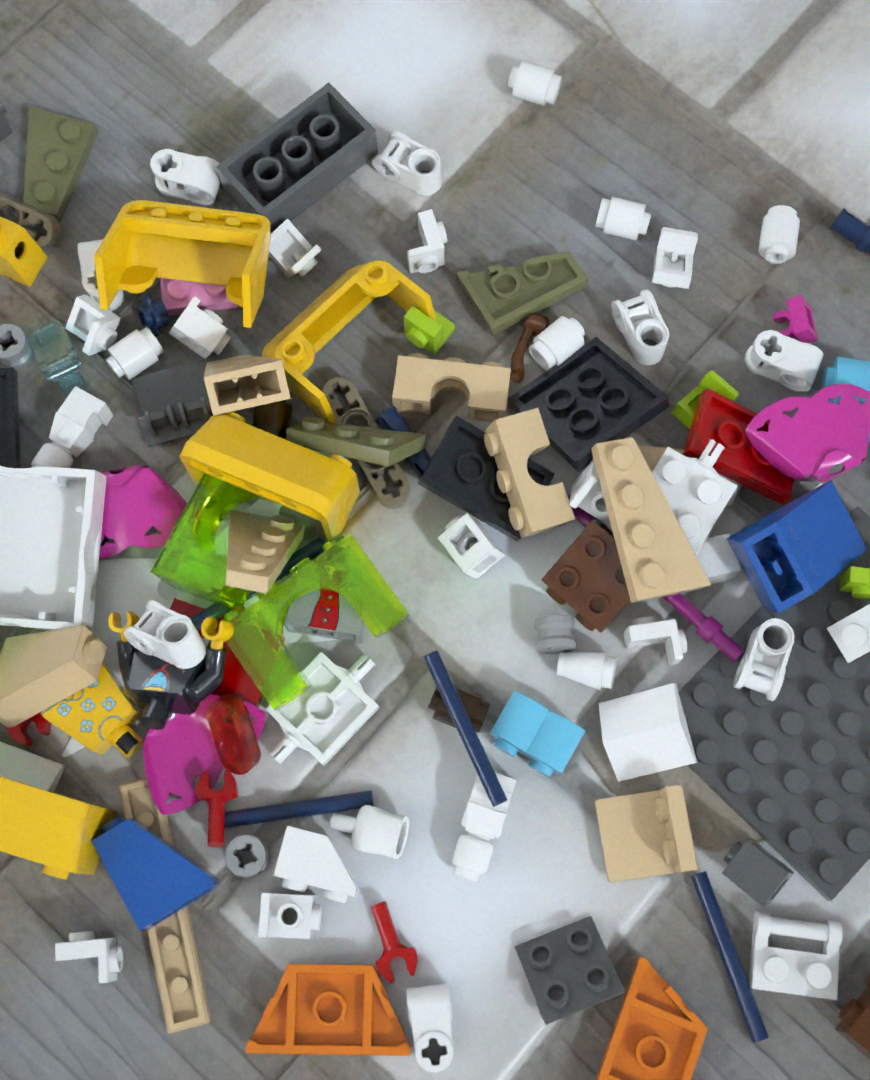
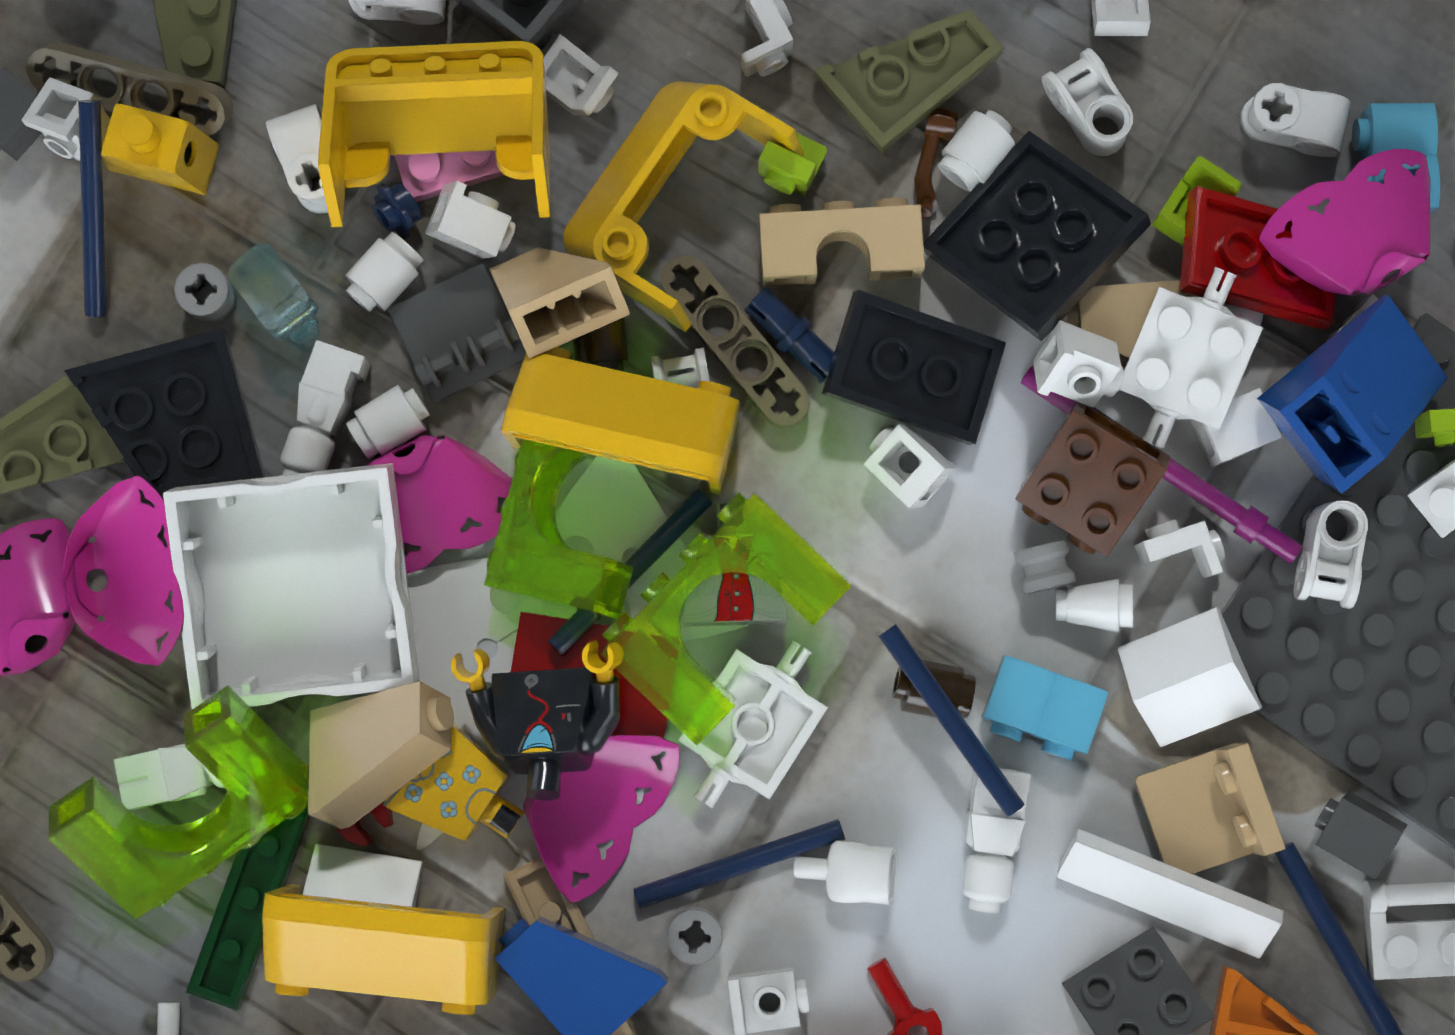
camera: 10 degrees left, 10 degrees up
(92, 325) = (312, 241): white bracket -> none
(113, 451) = (388, 421): none -> white brick
(167, 636) = (528, 671): white piece -> none
(216, 802) = (640, 876): red bar -> none
(233, 734) = (644, 782): clear red plate -> none
(259, 549) = (629, 531): tan wing -> none
(314, 861) = (784, 926): white slope -> none
(356, 442) = (729, 354): olive wing -> none
(533, 505) = (945, 320): tan arch -> none
(607, 892) = (1169, 893): none -> white tile
(645, 530) = (1149, 413): tan wing -> none
(800, 319) = (1312, 56): dark pink tile -> none

